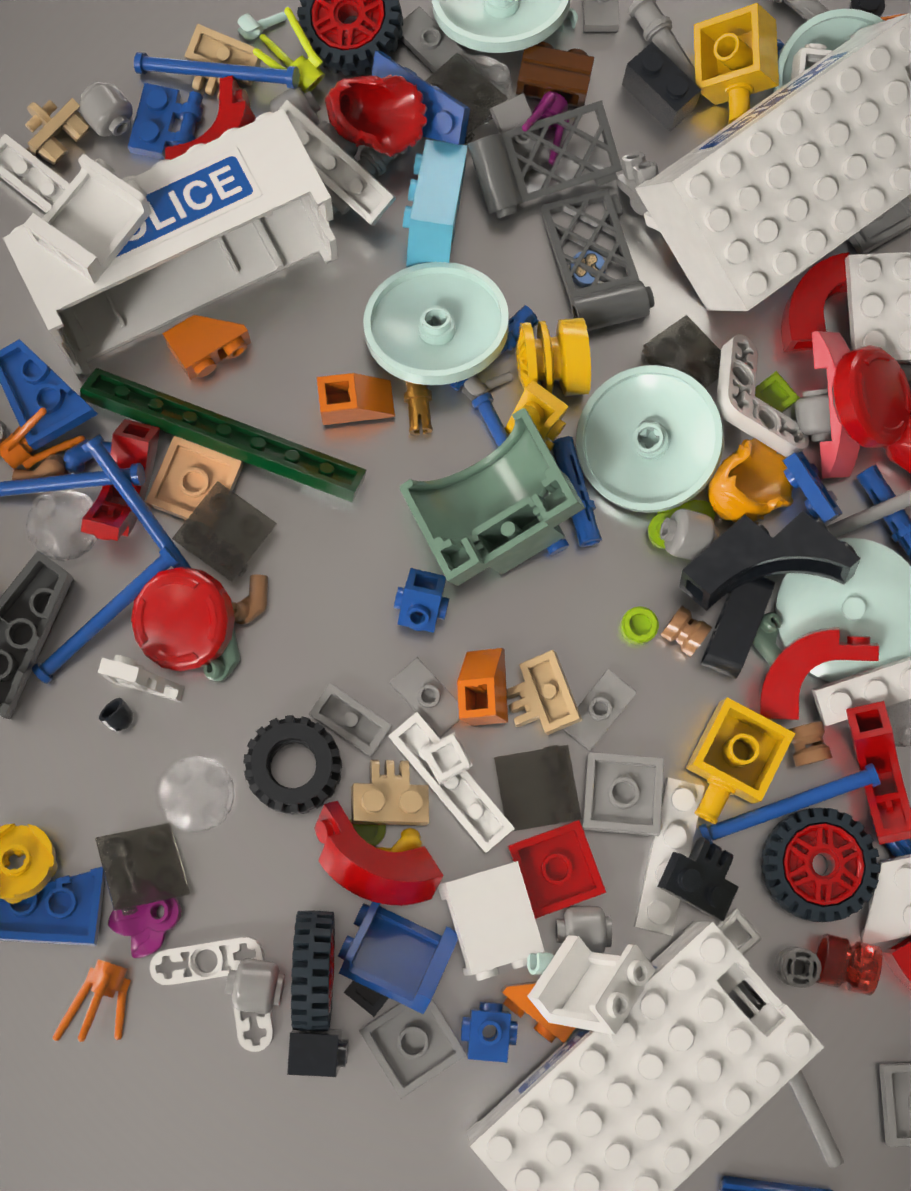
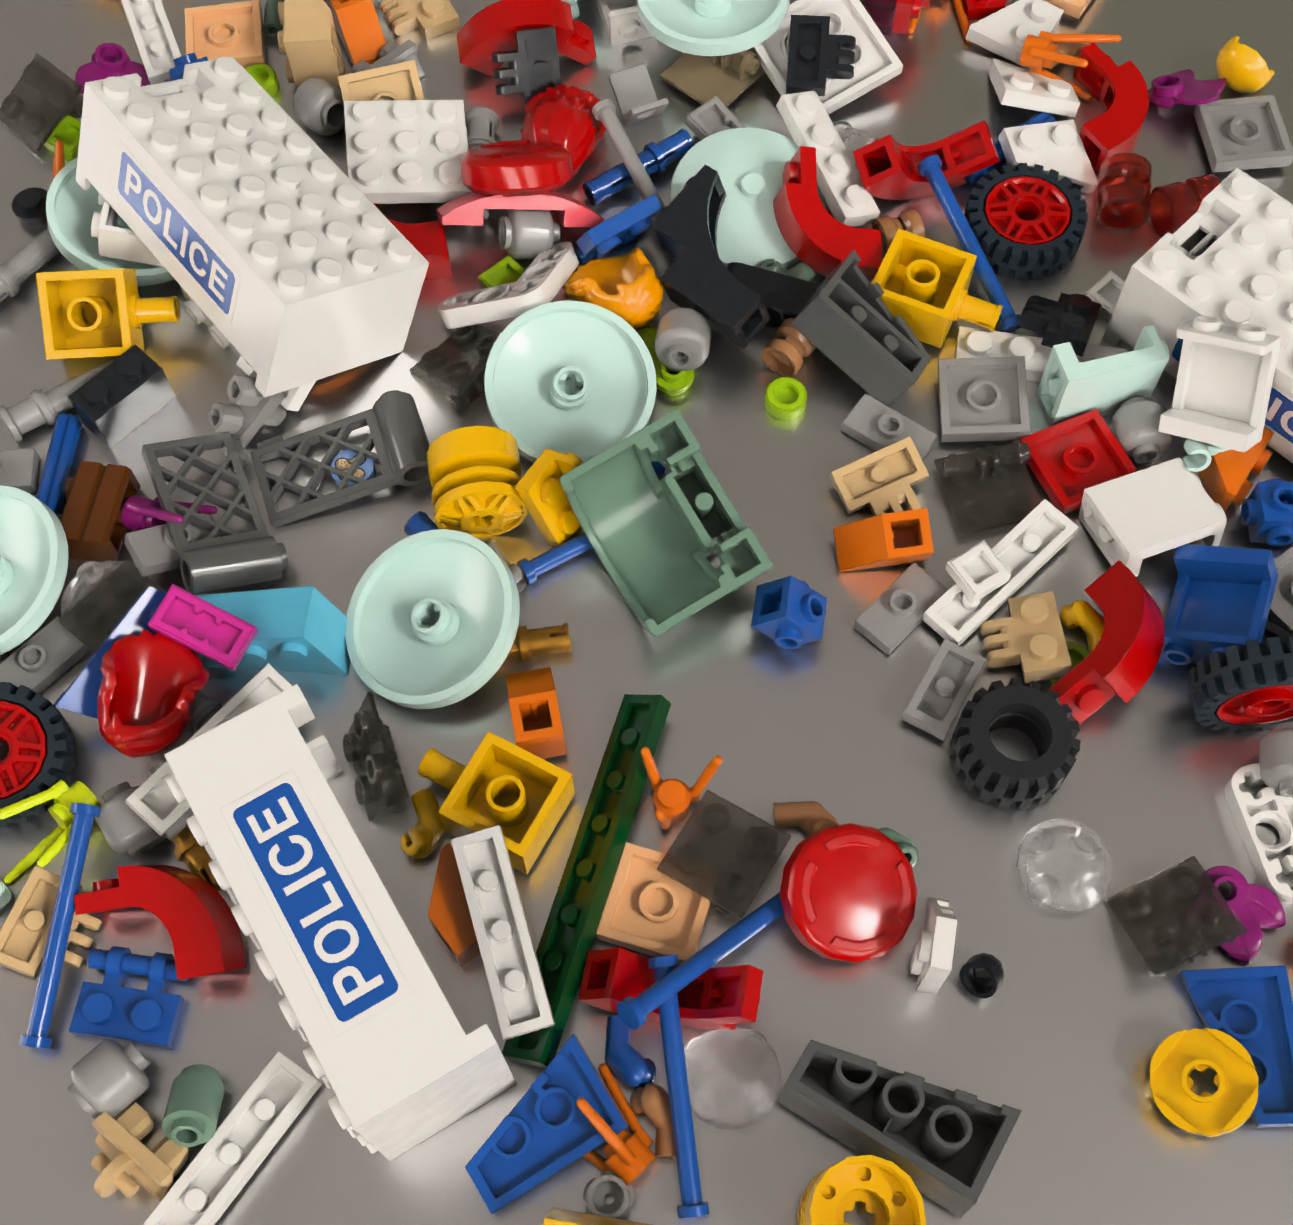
camera: 85 degrees left, 15 degrees down
(66, 158) = (193, 1106): none -> sand green brick
(91, 219) = (329, 991): white panel -> none
(103, 617) = (854, 996): blue bar -> none
(170, 362) = (502, 933): none -> white plate
(271, 322) = (428, 829): none -> yellow arm
(274, 497) = (673, 797): none -> orange plant
(280, 370) = (503, 789): none -> yellow brick
(338, 271) = (373, 758): none -> clear smoke hinge
(423, 147) = (203, 627): none -> dark pink plate
(597, 43) = (59, 461): none -> blue axle
(621, 898) = (1102, 383): none -> light aqua panel
(686, 686) = (861, 334): none -> dark grey wedge
(790, 967) = (1135, 235): light grey wheel -> none
(829, 1022) = (1178, 202): none -> clear red wheel

